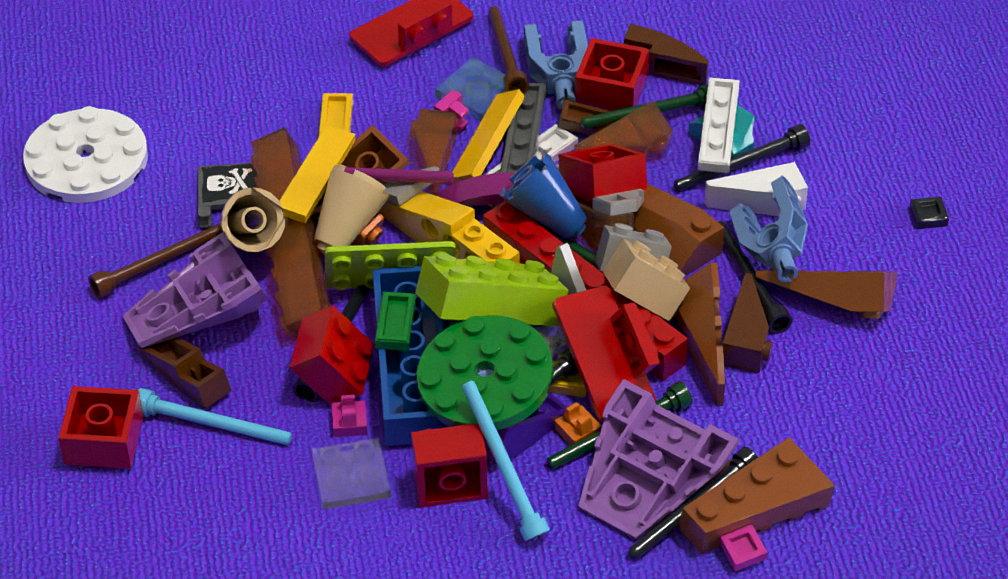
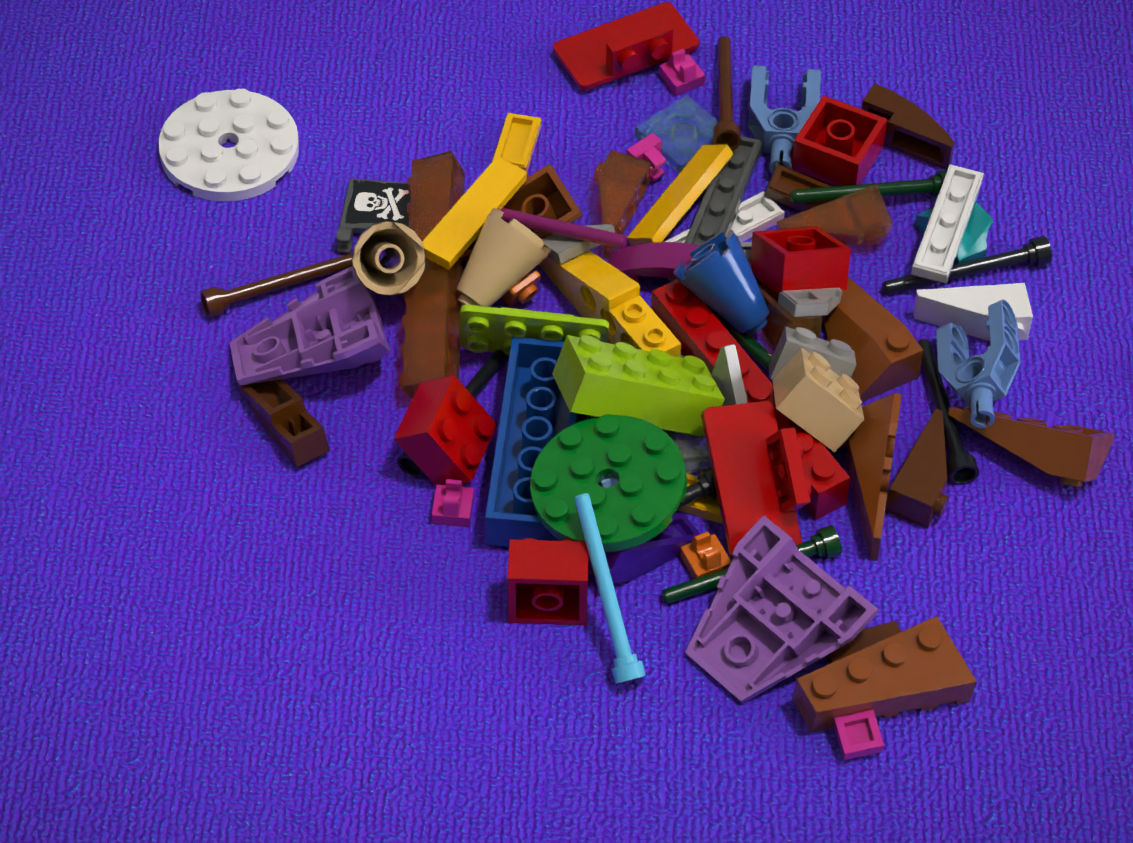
camera: 10 degrees right, 5 degrees up
(101, 427) = (176, 471): red brick -> none
(152, 405) = (234, 451): medium azure piece -> none
(351, 473) = (440, 570): clear tile -> none
(395, 321) = (523, 403): green tile -> none
(463, 40) = (681, 73): none -> dark pink tile
(739, 460) = (878, 631): black piece -> none

